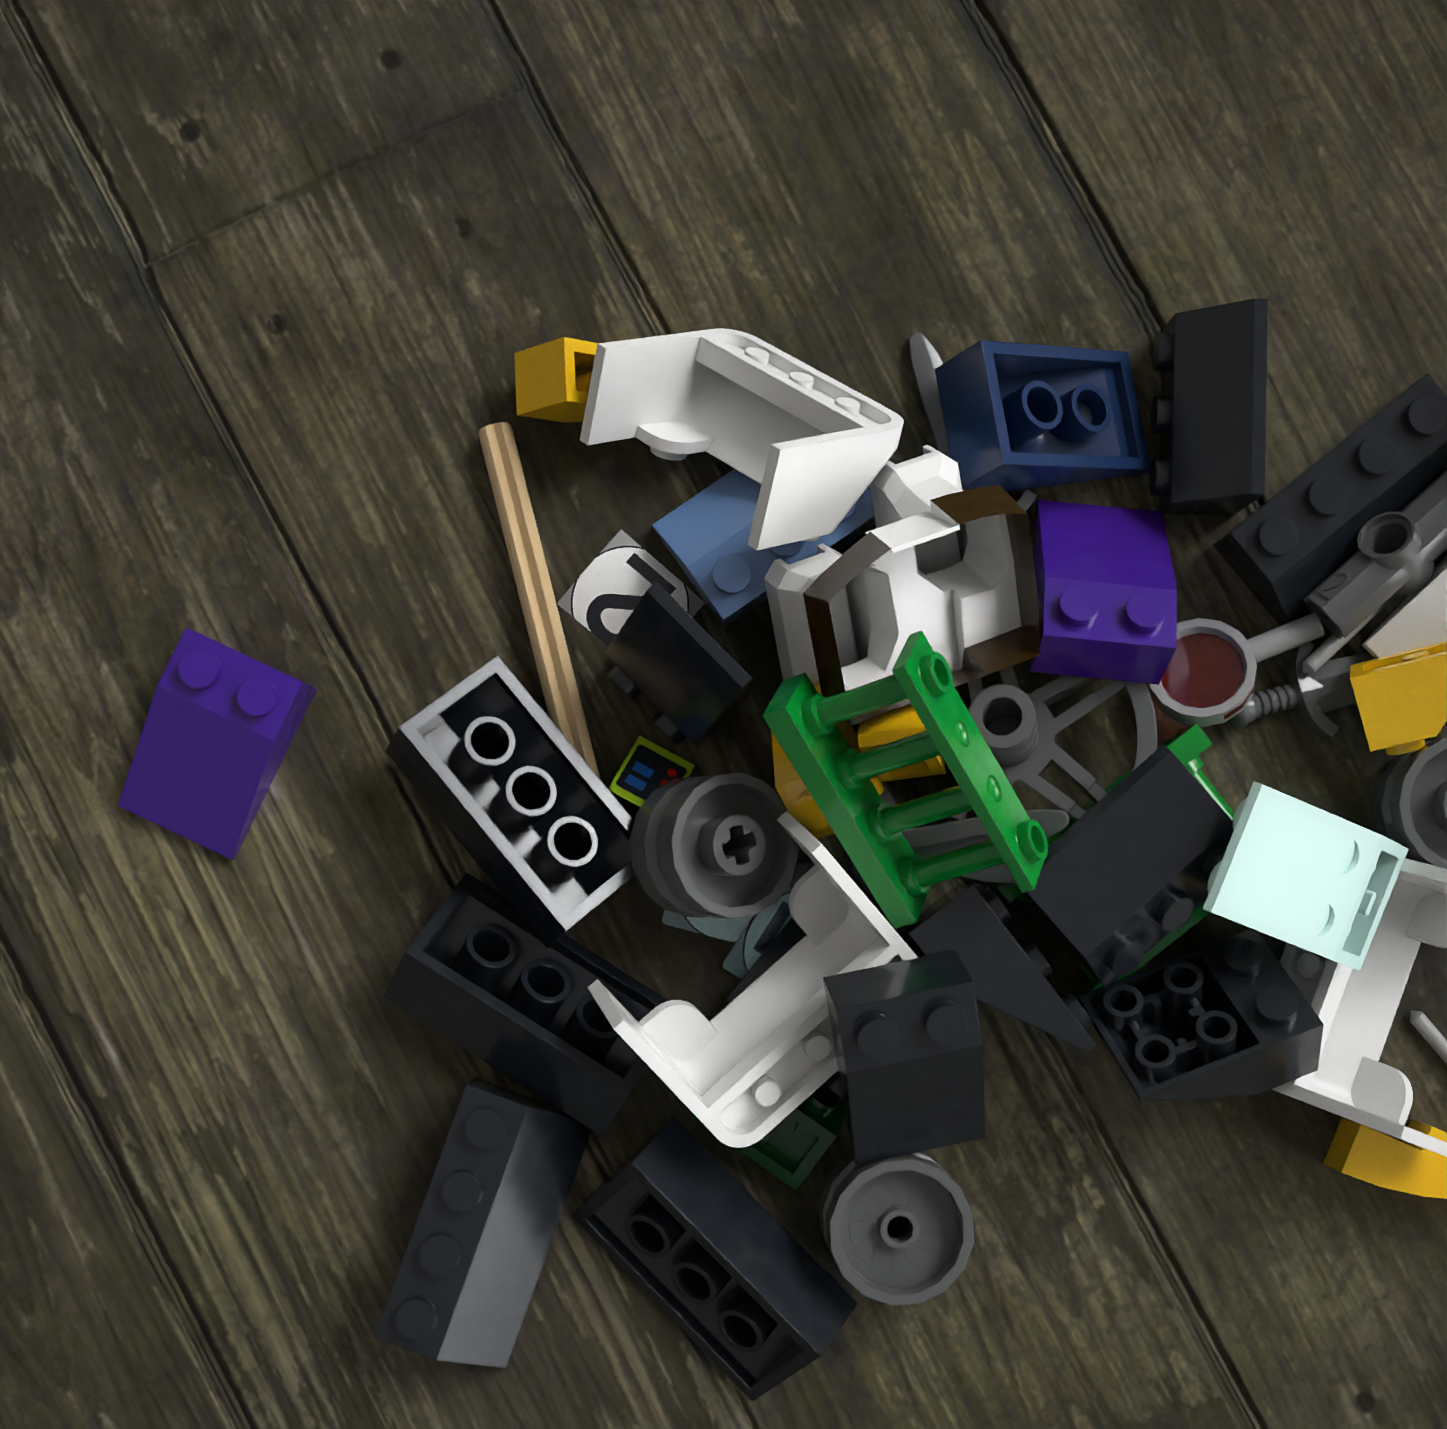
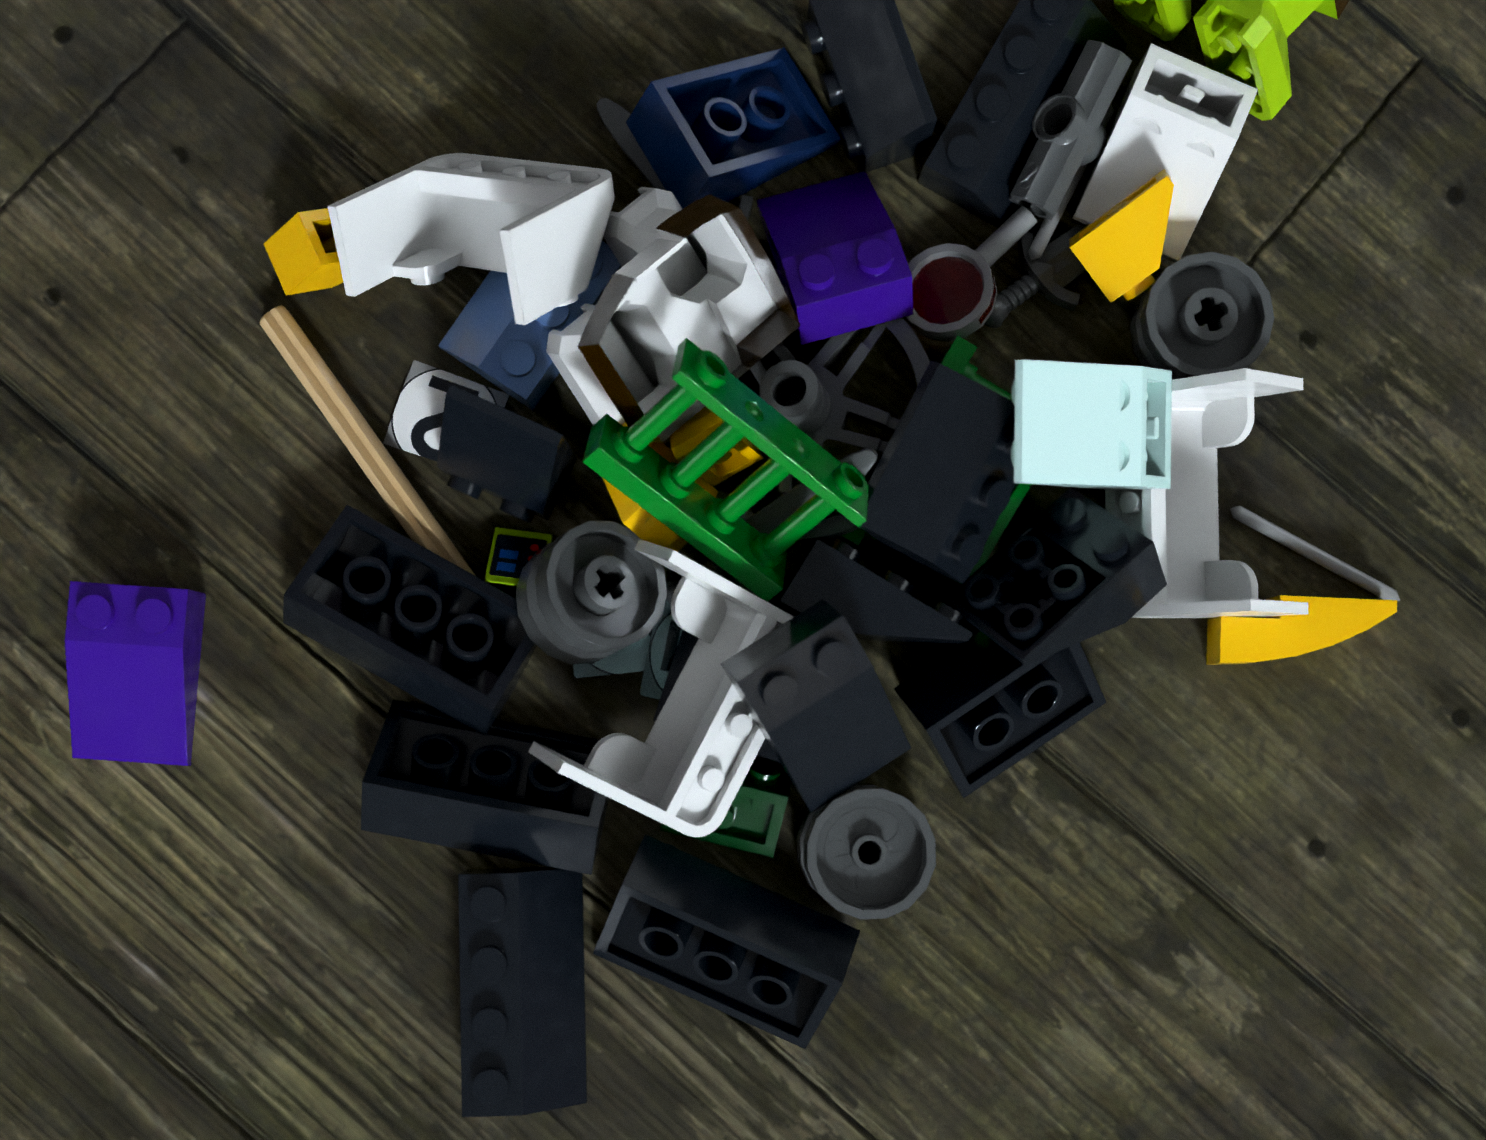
camera: 25 degrees left, 0 degrees up
(1079, 1125) = (990, 710): none -> black slope

